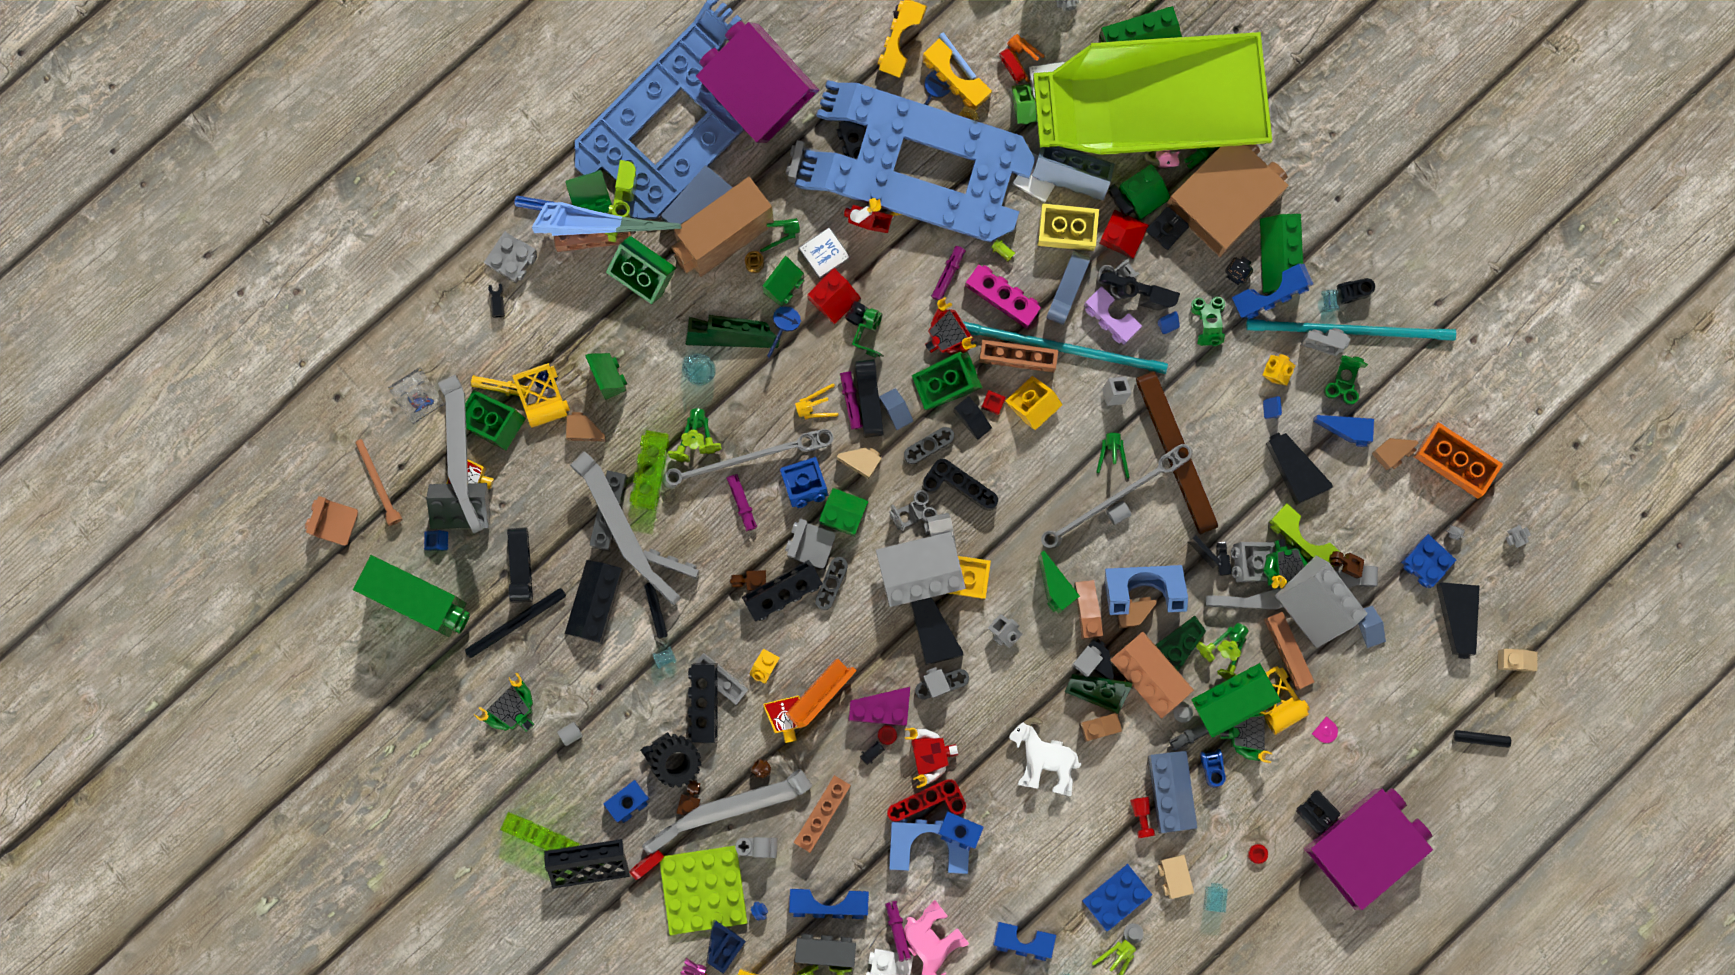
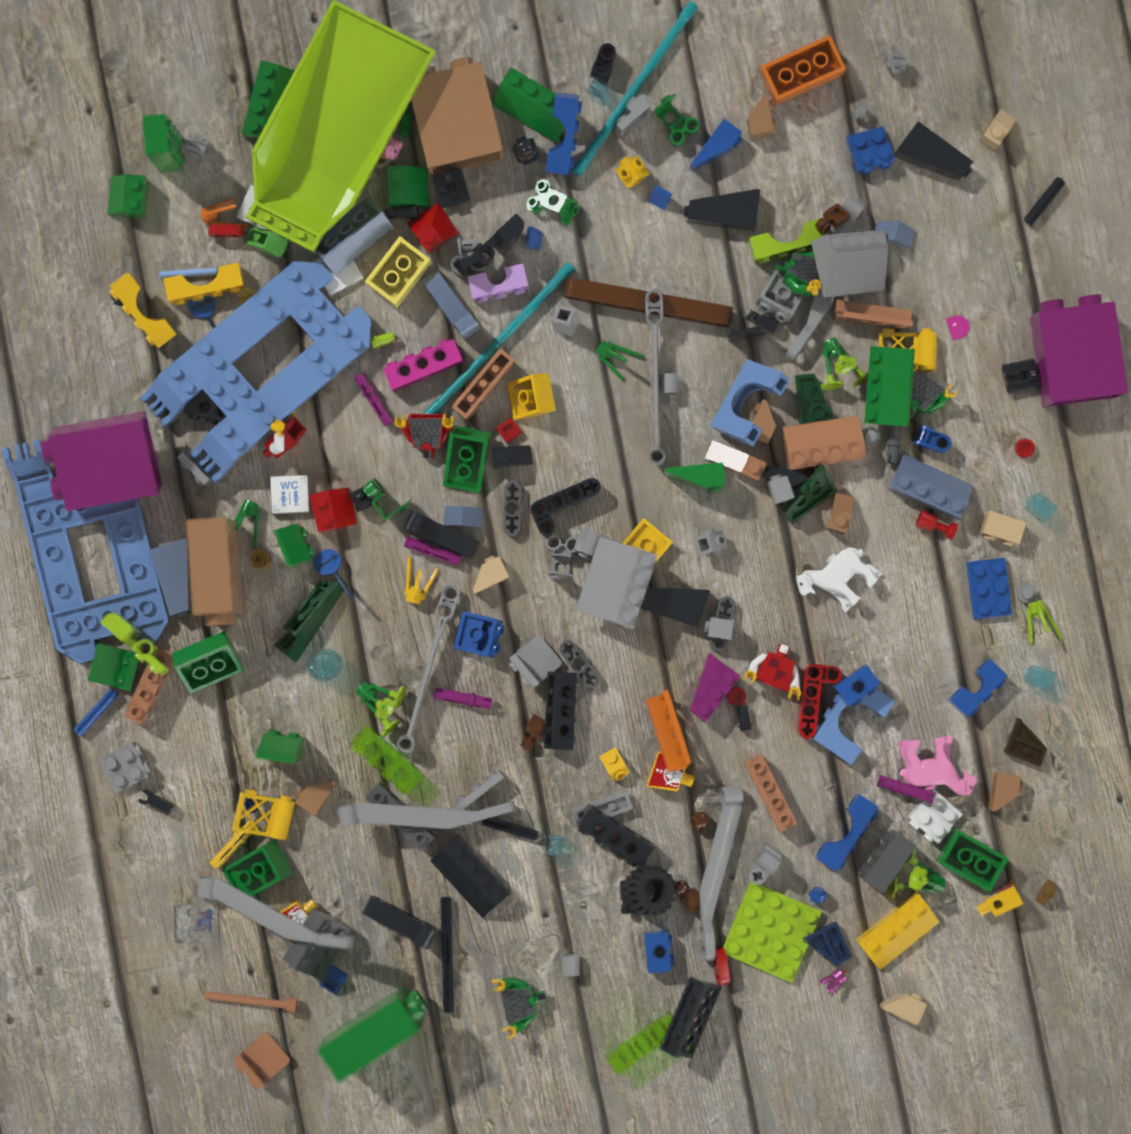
camera: 55 degrees left, 5 degrees up
(568, 219) = (126, 697): light blue plate -> none
(843, 512) = (524, 616): green slope -> none

